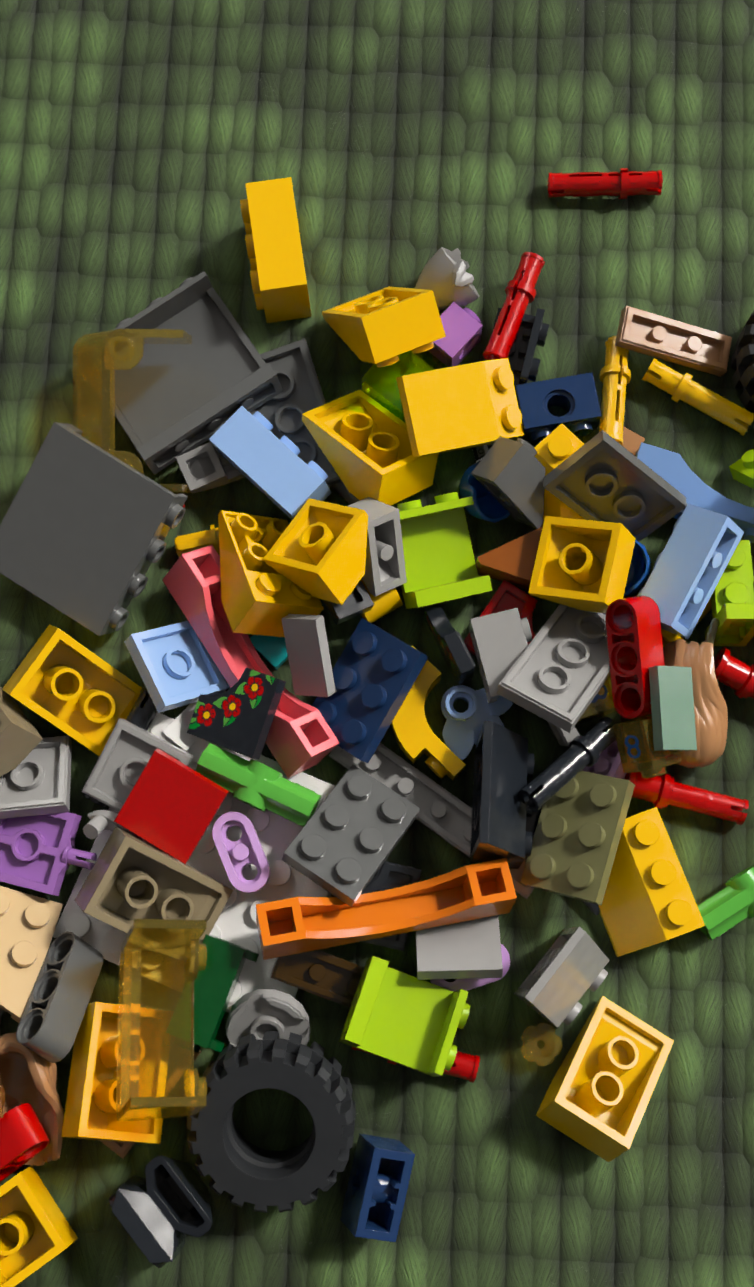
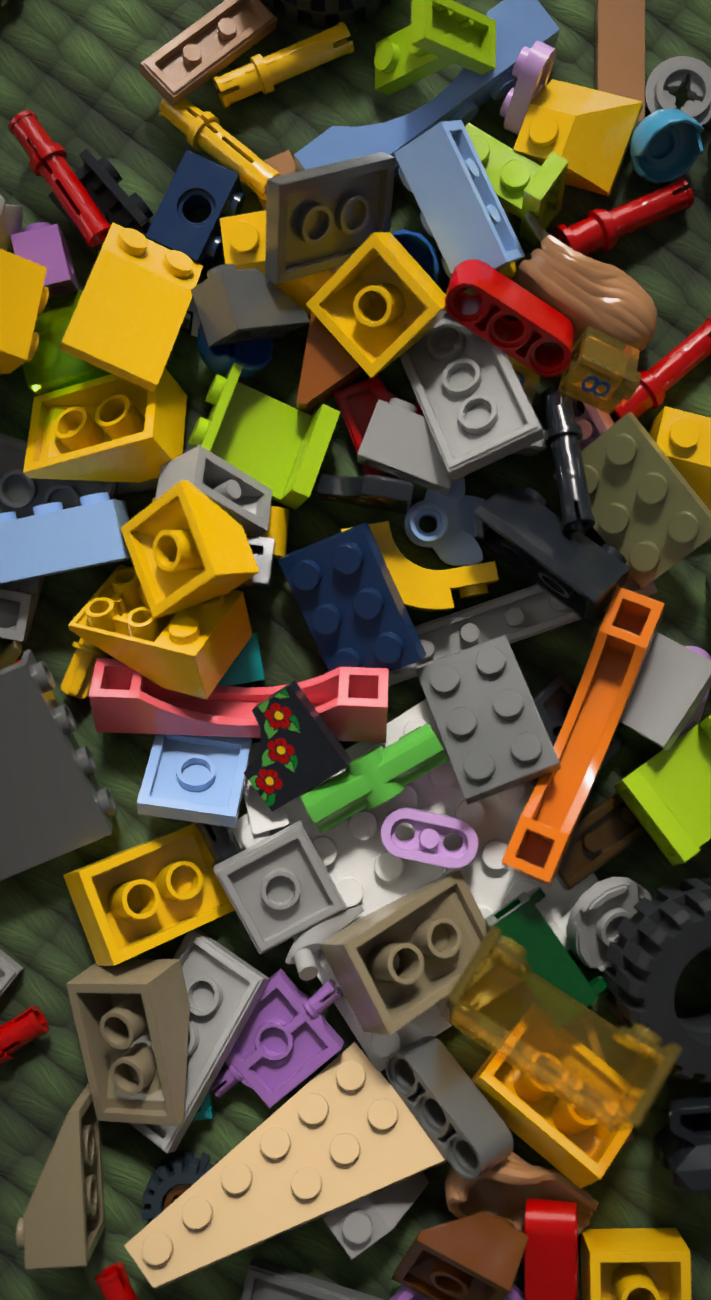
camera: 55 degrees left, 10 degrees up
(171, 806) = (339, 876): red tile -> none
(308, 655) = (281, 638): light grey tile -> none
(672, 708) = (589, 320): sand green tile -> none

